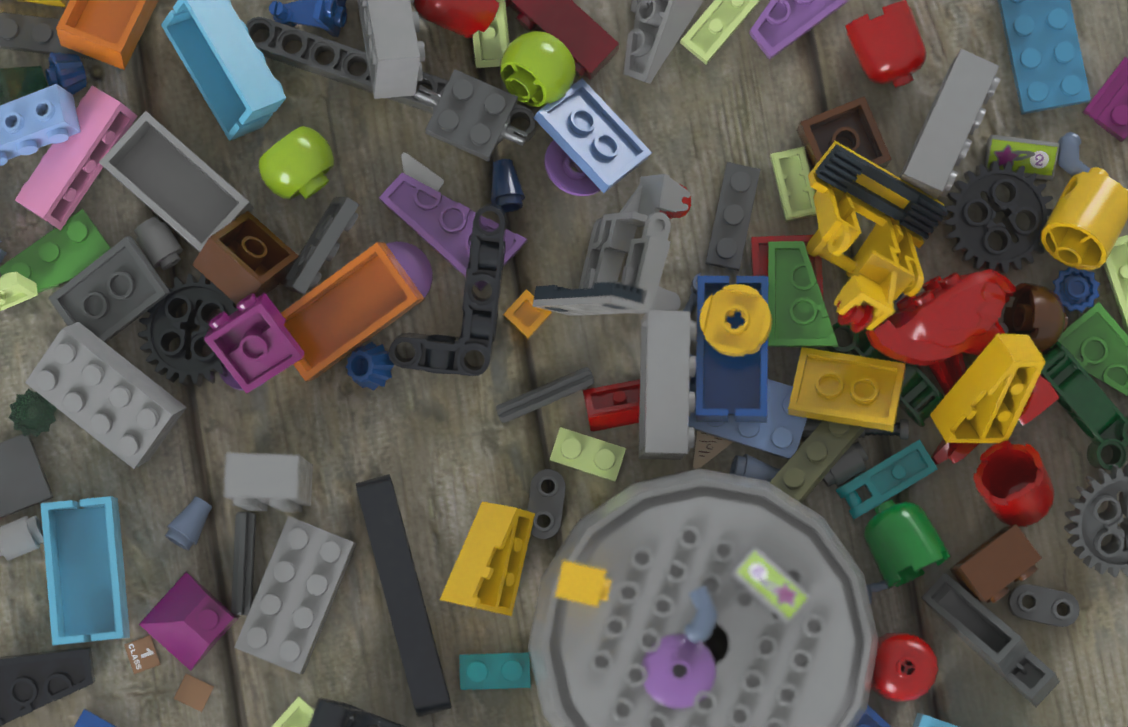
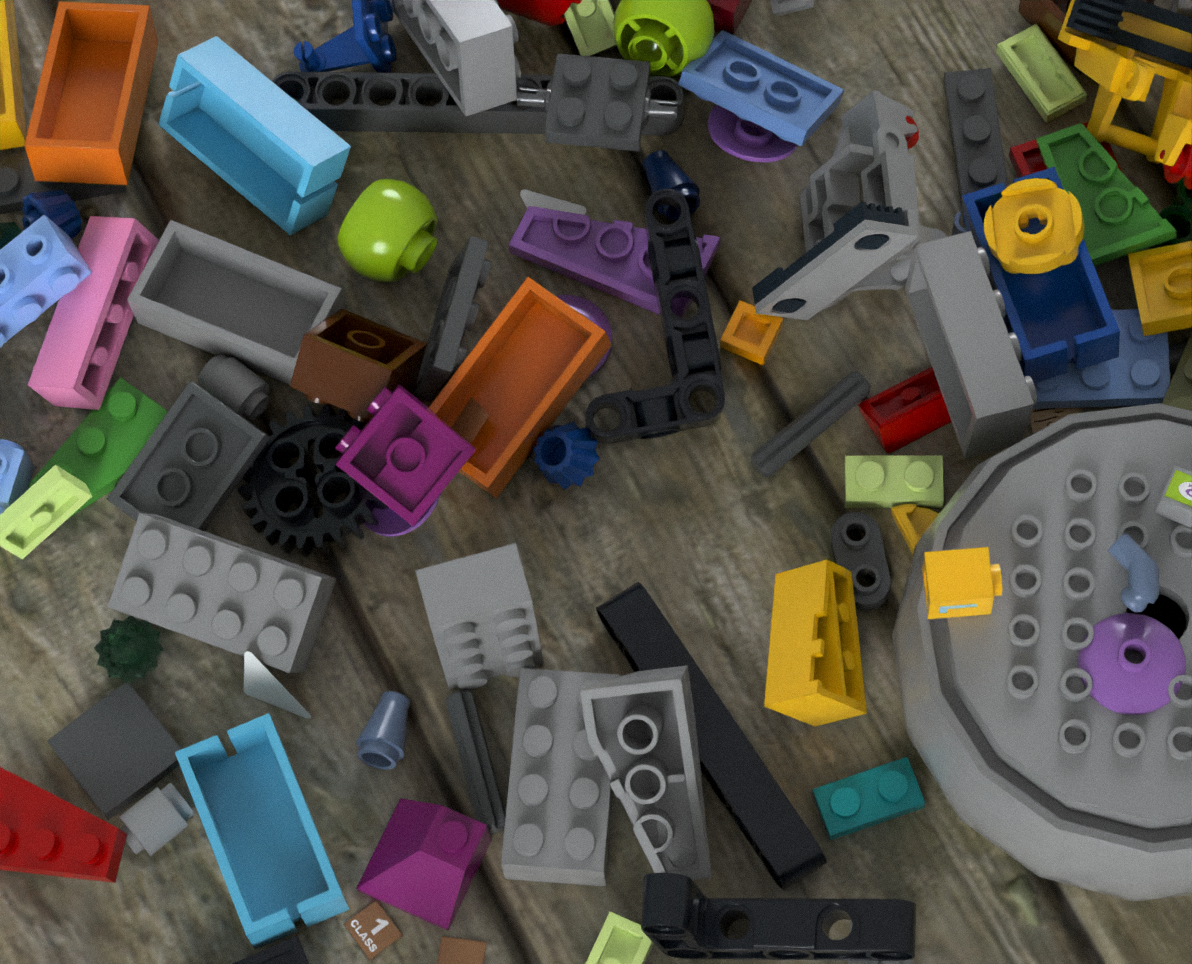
camera: 10 degrees left, 15 degrees down
(114, 464) = (265, 687): none -> white sticker
(308, 327) = (470, 421): none -> medium nougat sticker
(356, 603) = (650, 751): none -> light grey wedge
(594, 491) = (912, 522): none -> yellow tile

